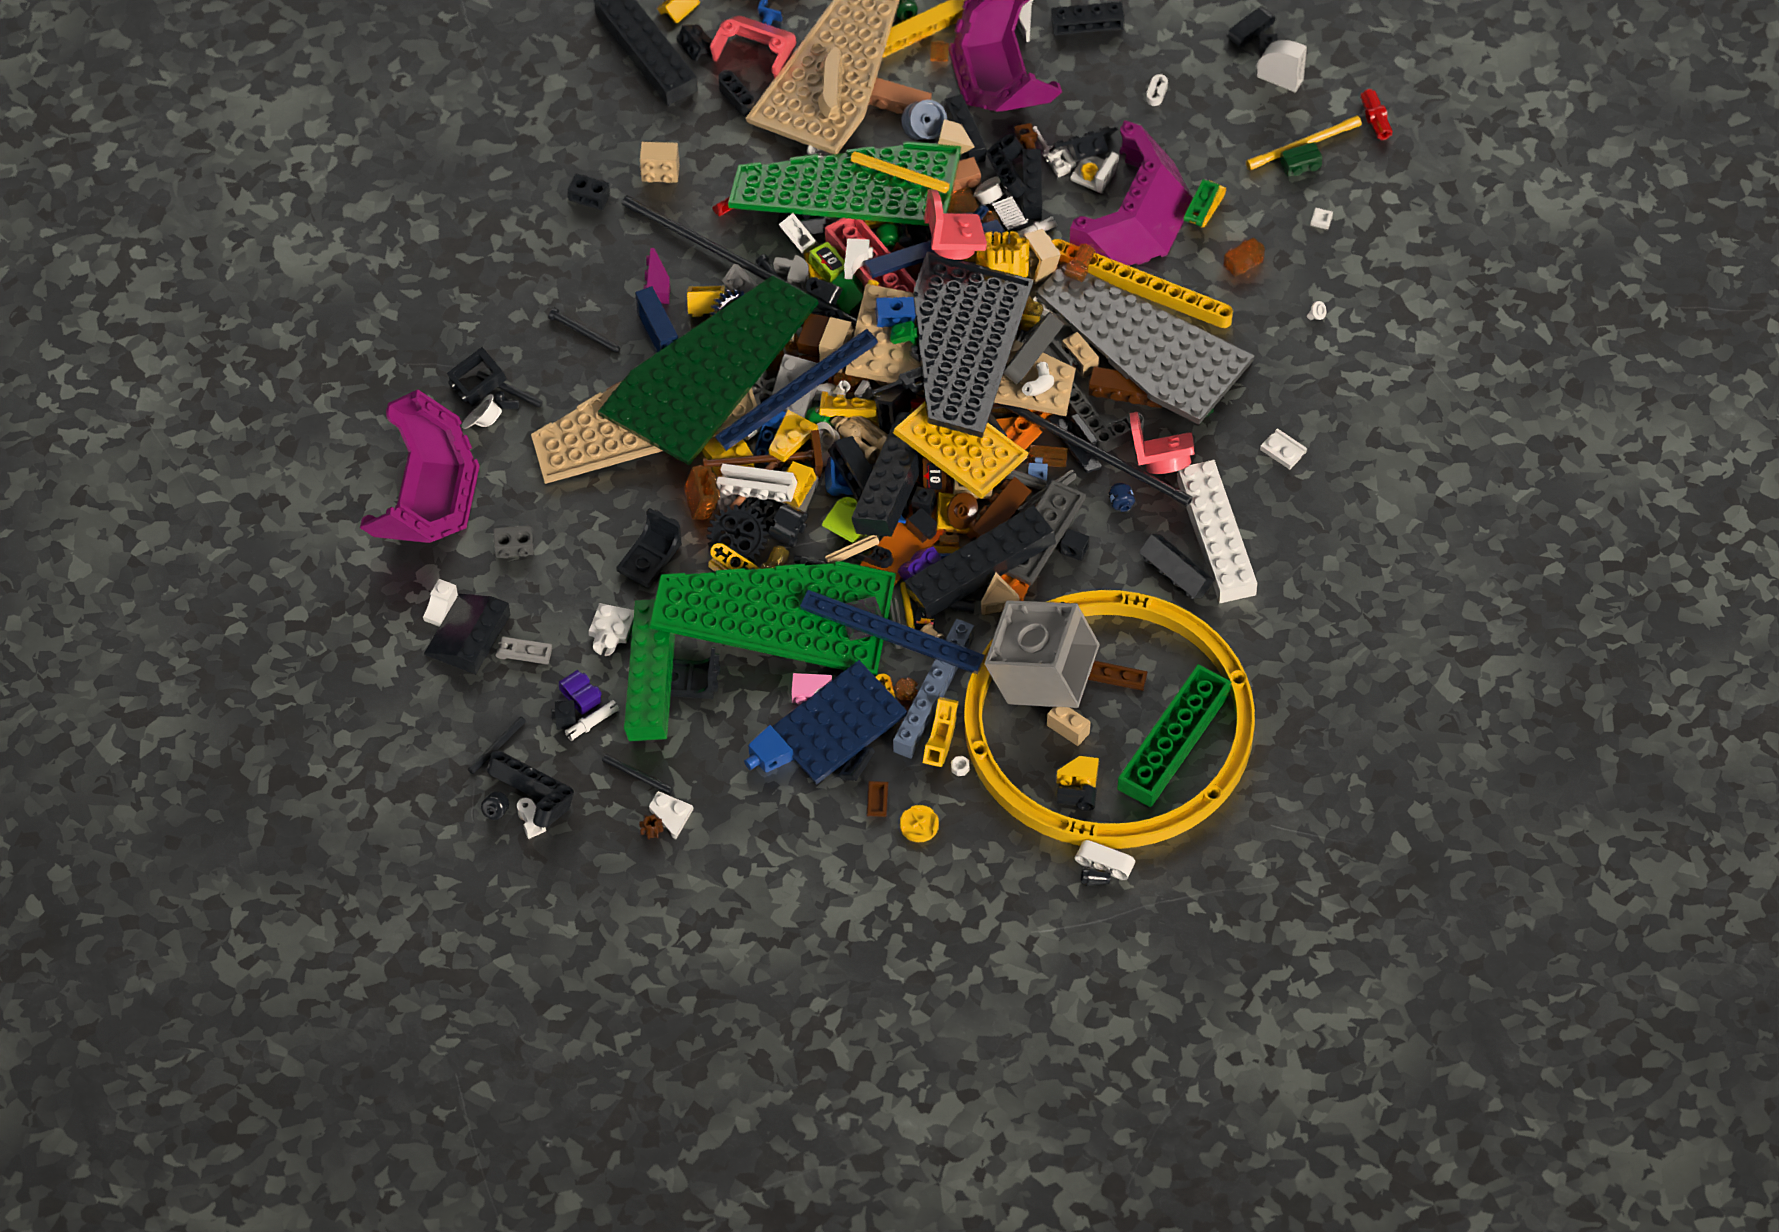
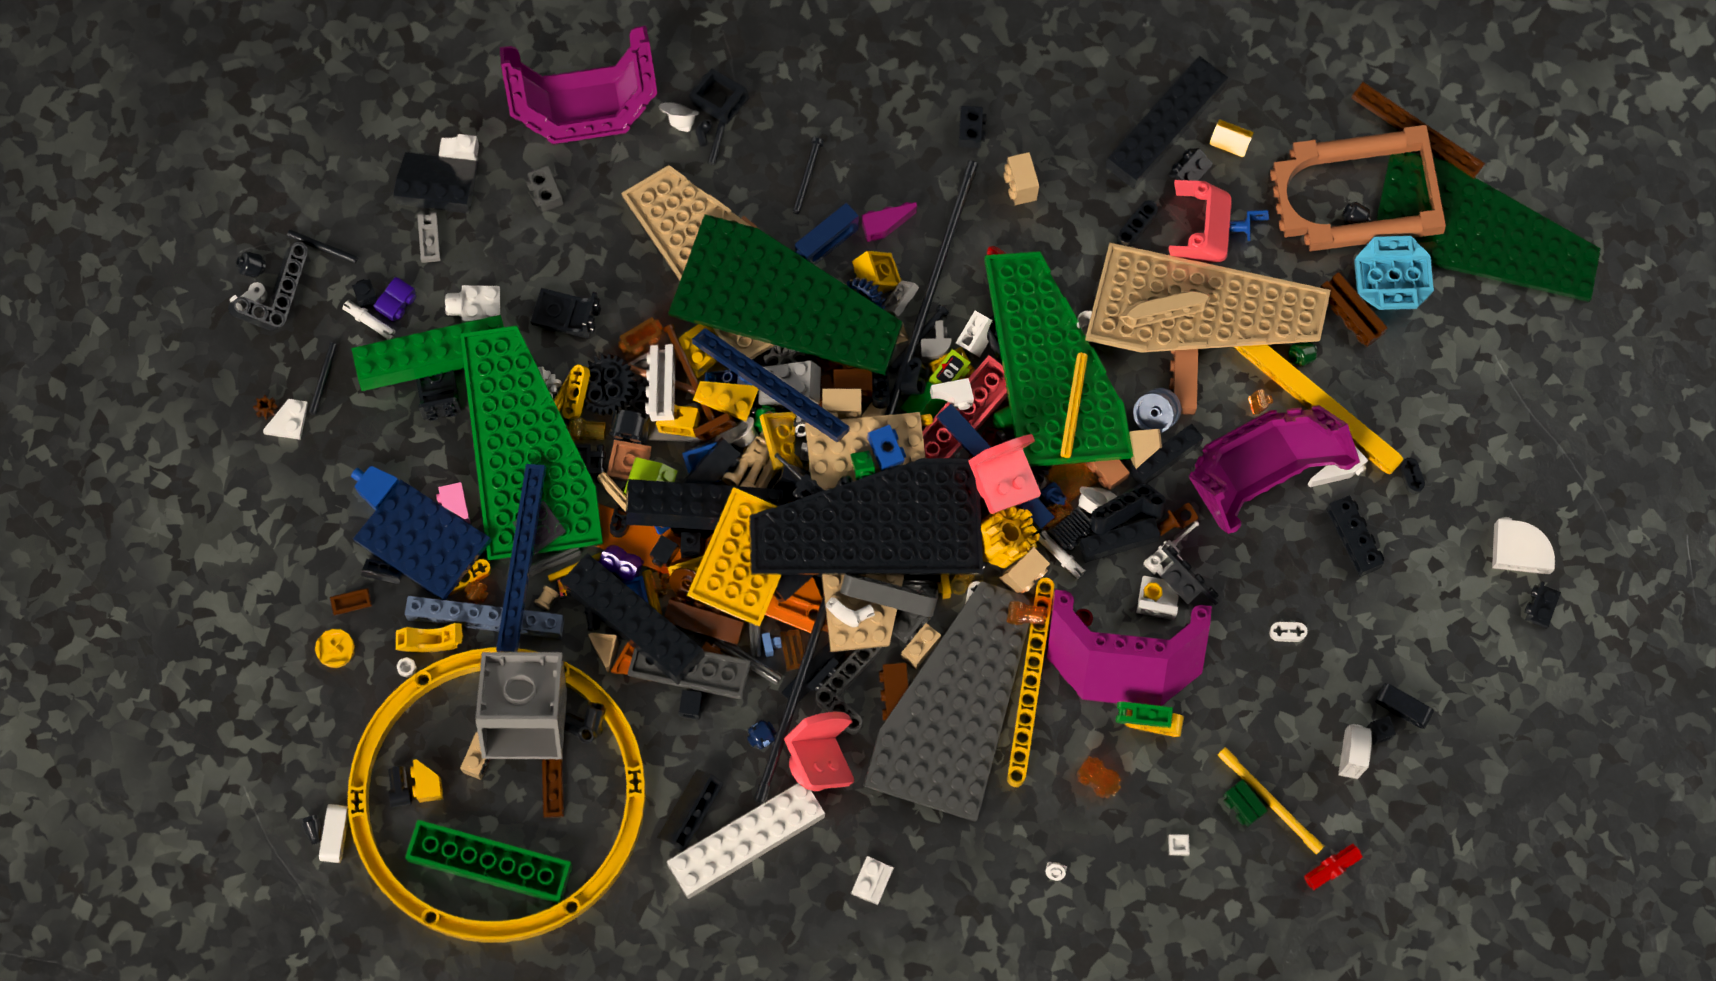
camera: 70 degrees right, 15 degrees up
(817, 539) = (623, 457): none -> nougat plate

